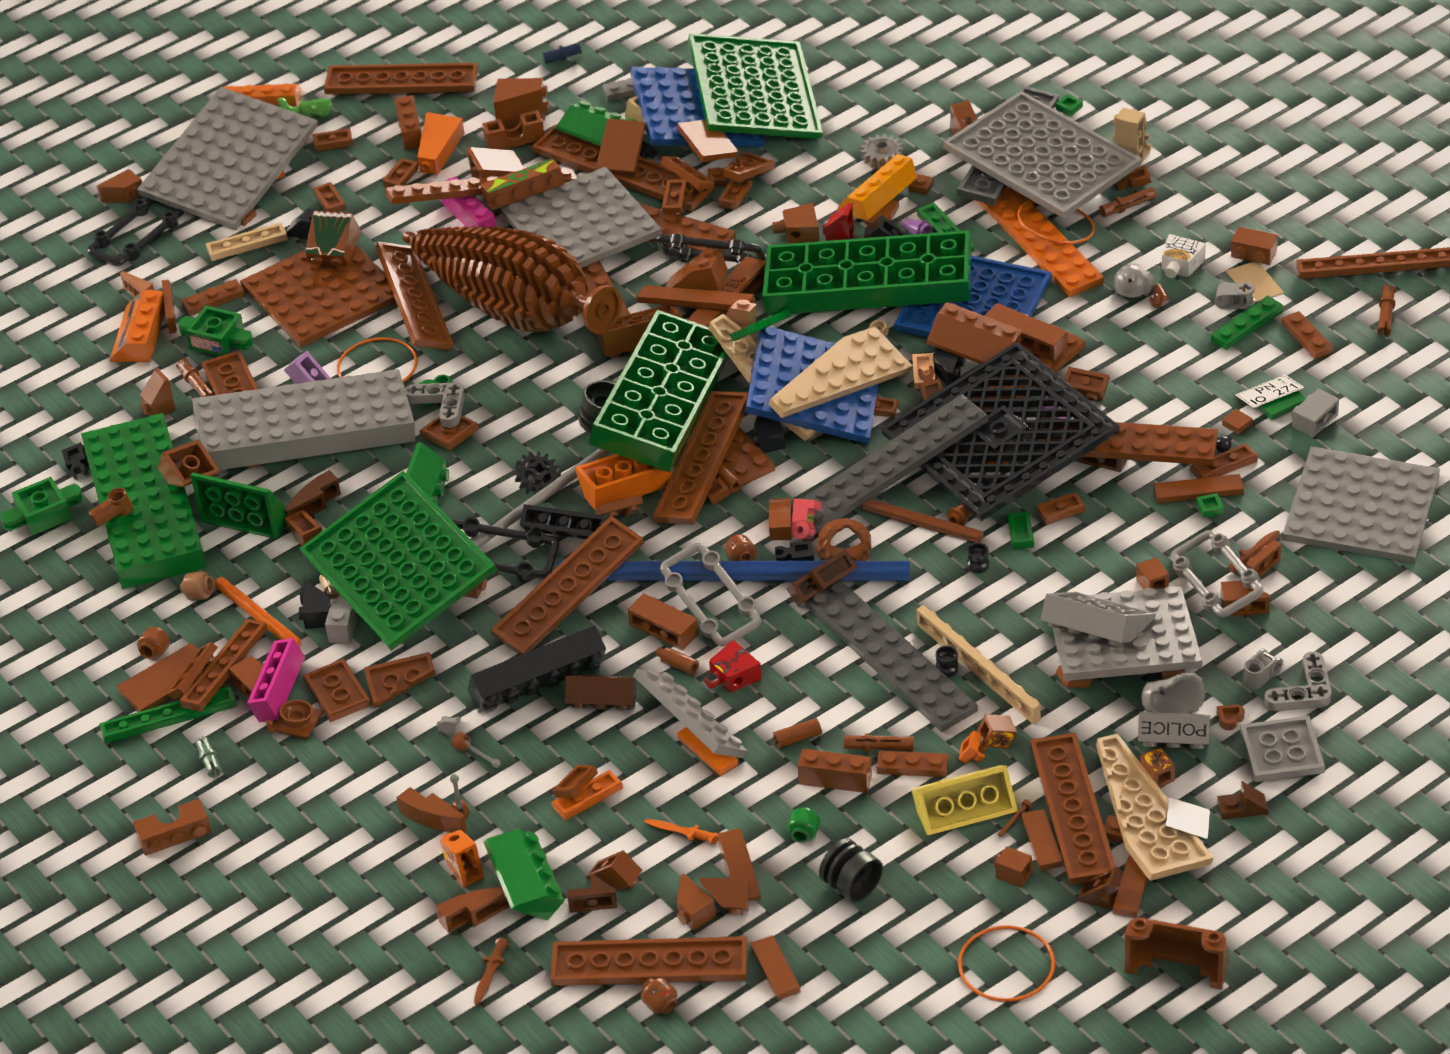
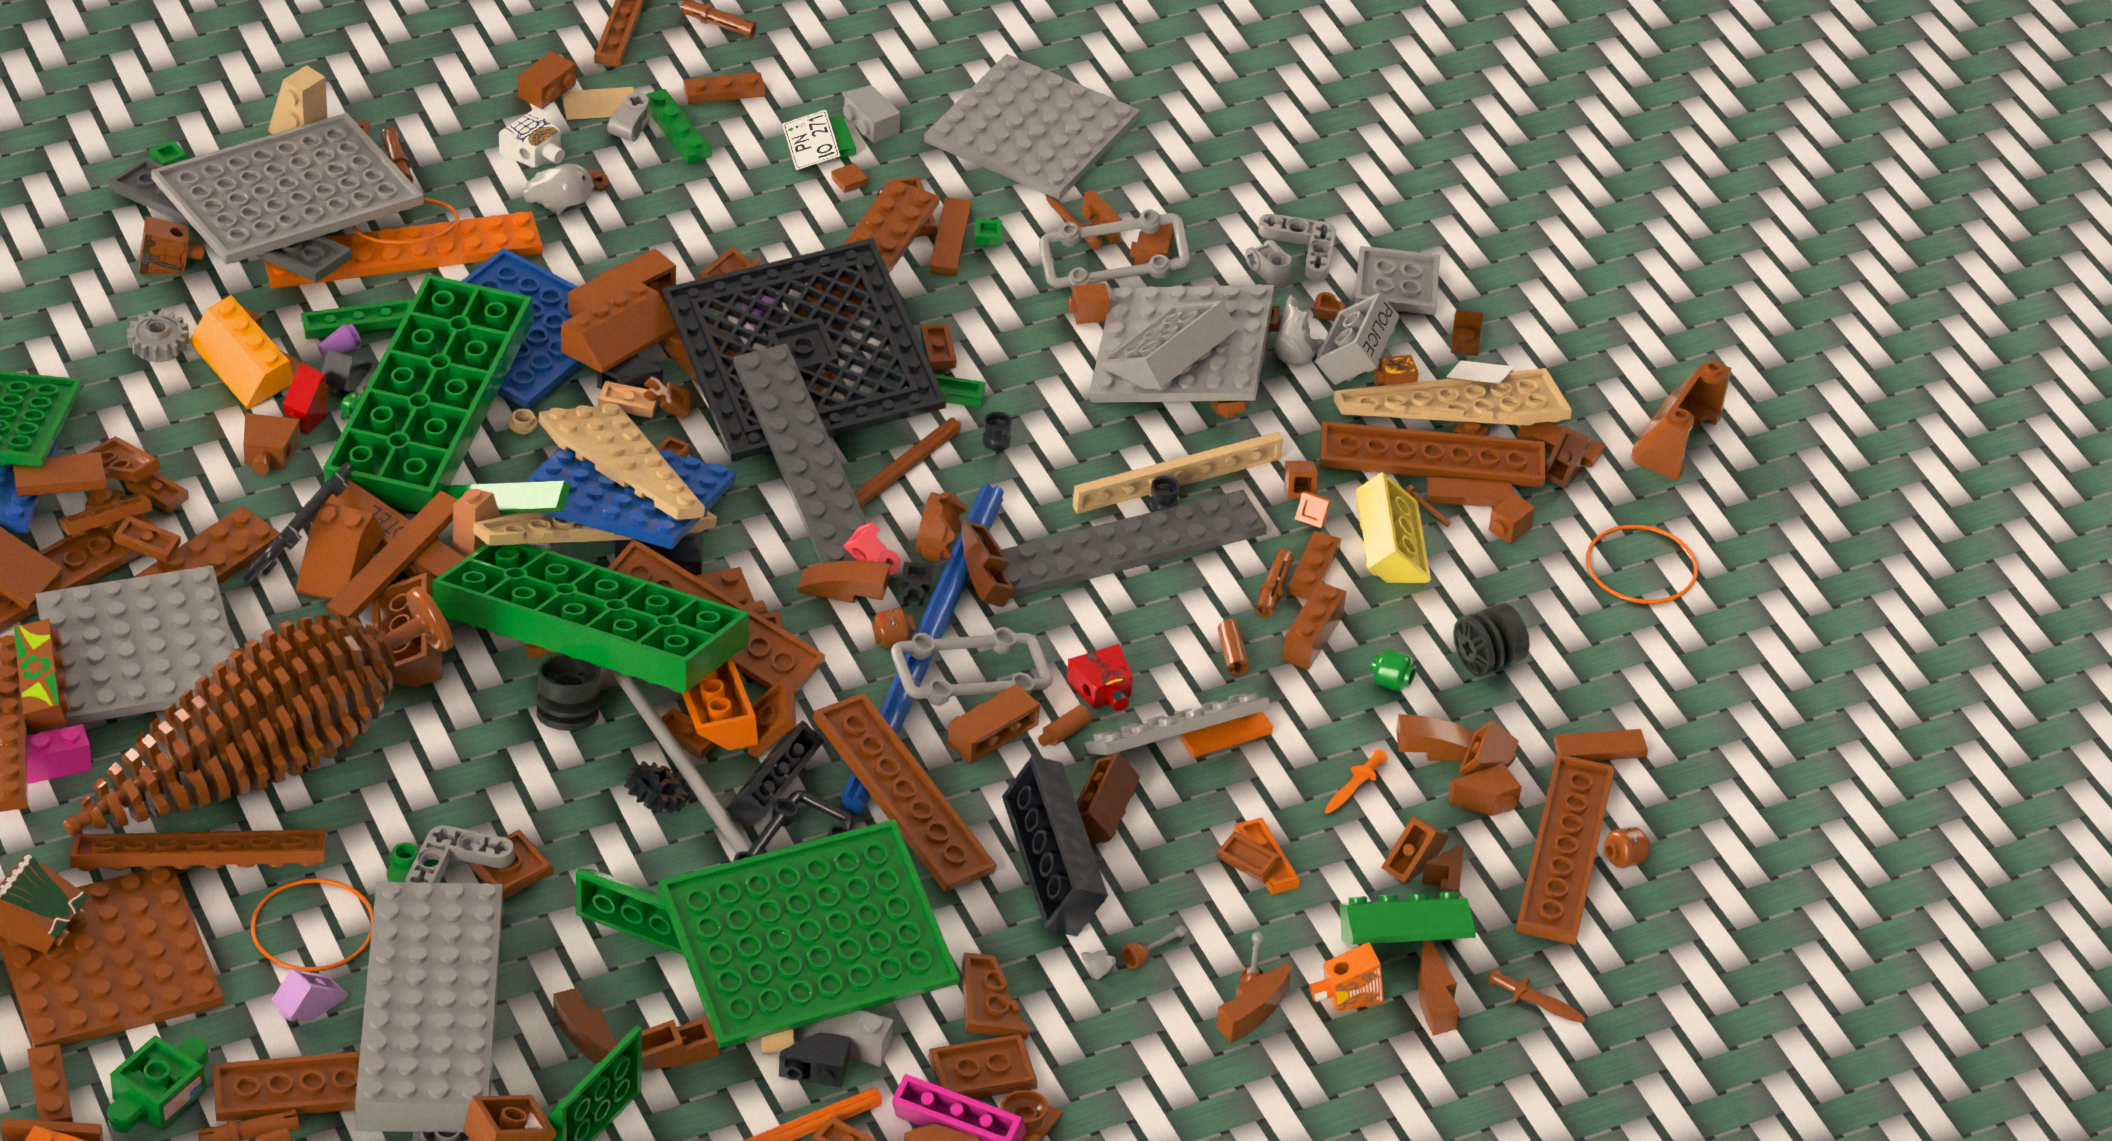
camera: 85 degrees left, 0 degrees up
(959, 515) = (912, 429): dark orange hose -> none

